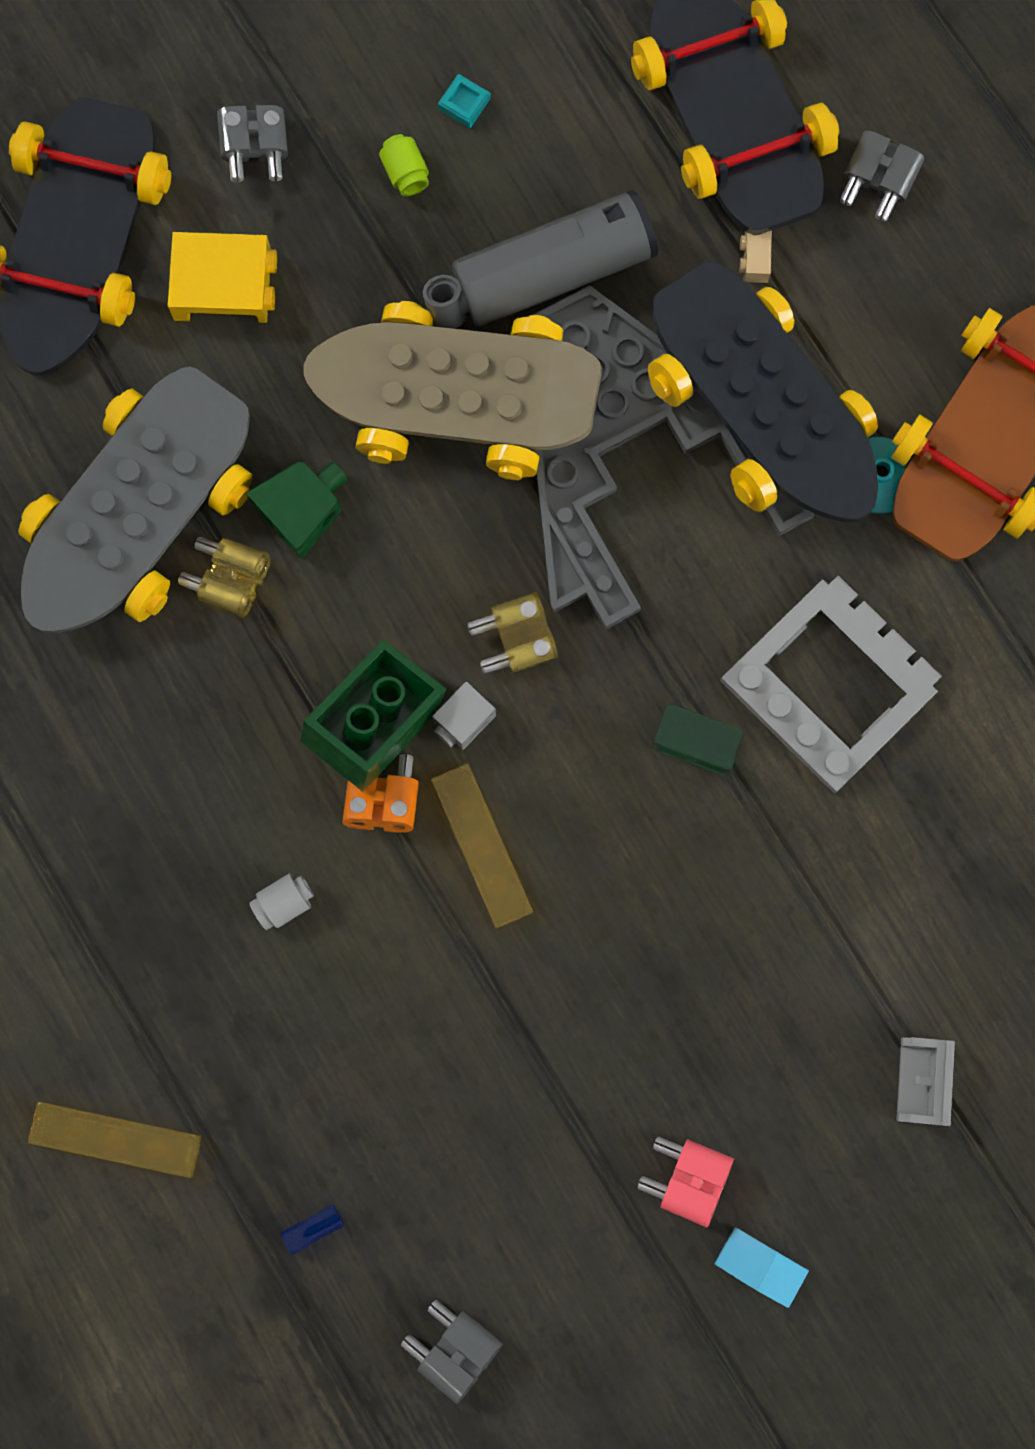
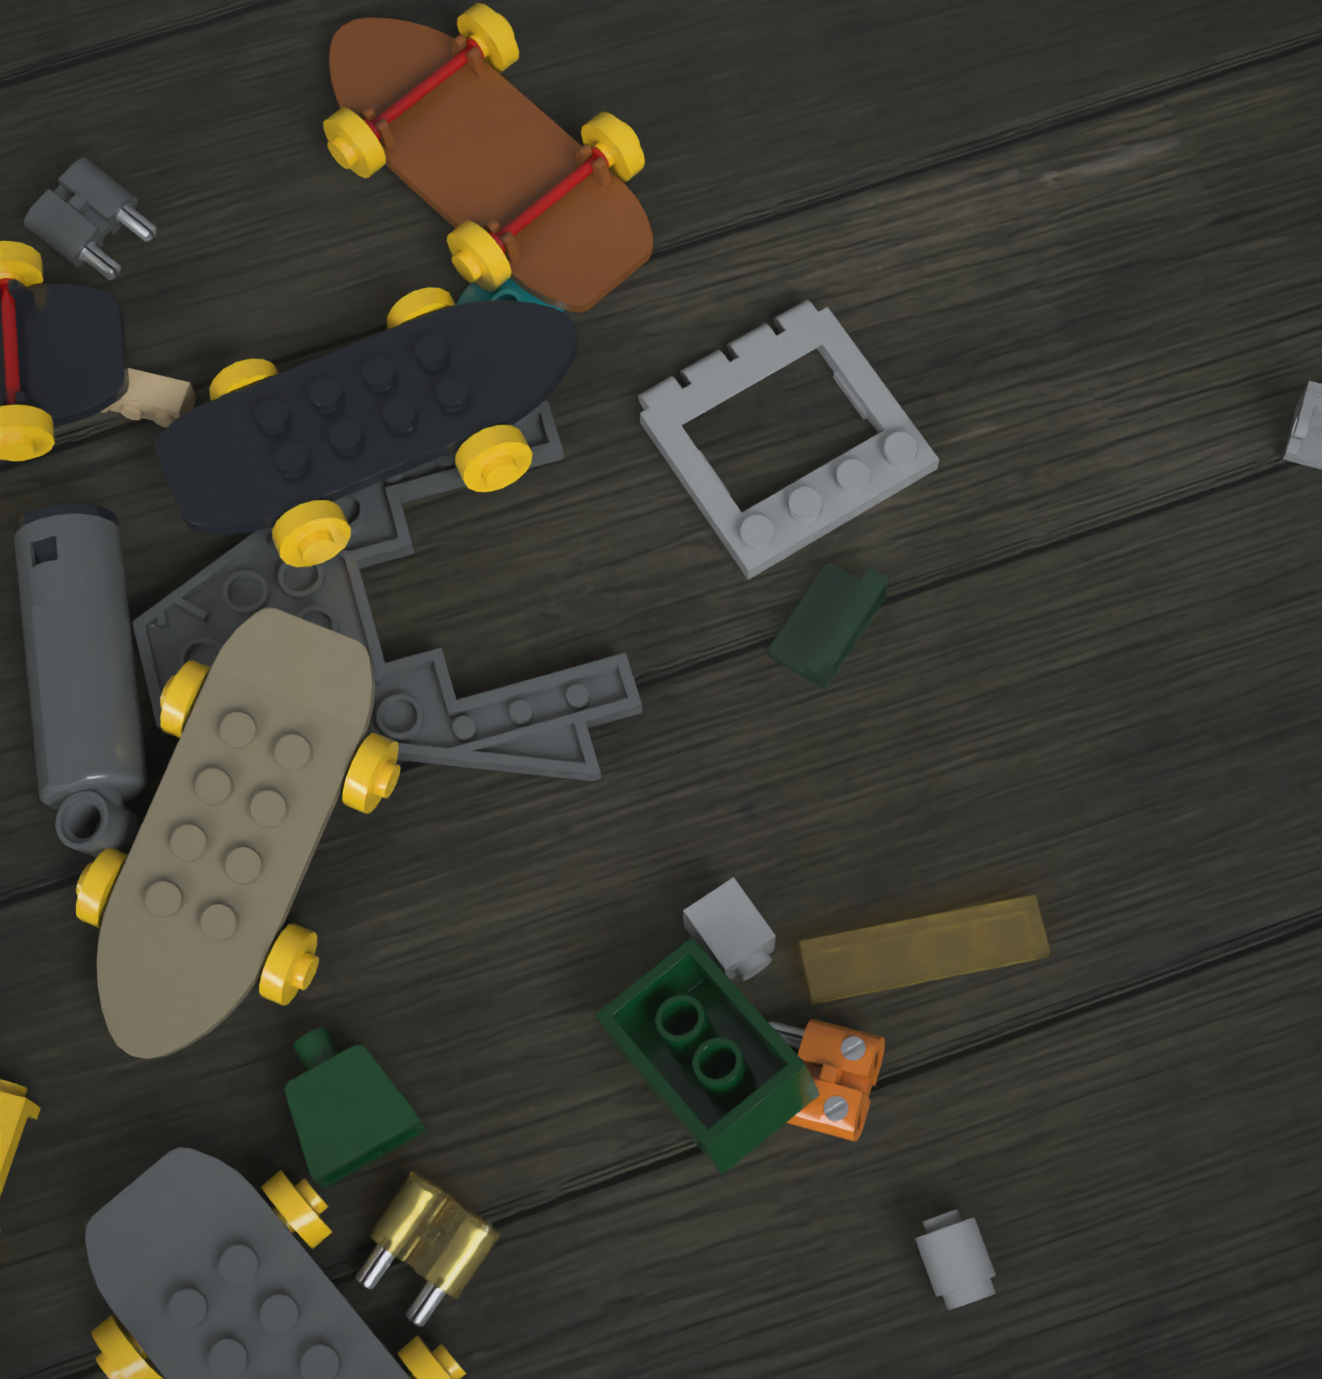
camera: 75 degrees left, 10 degrees down
(522, 632) = (623, 823): clear yellow piece -> none

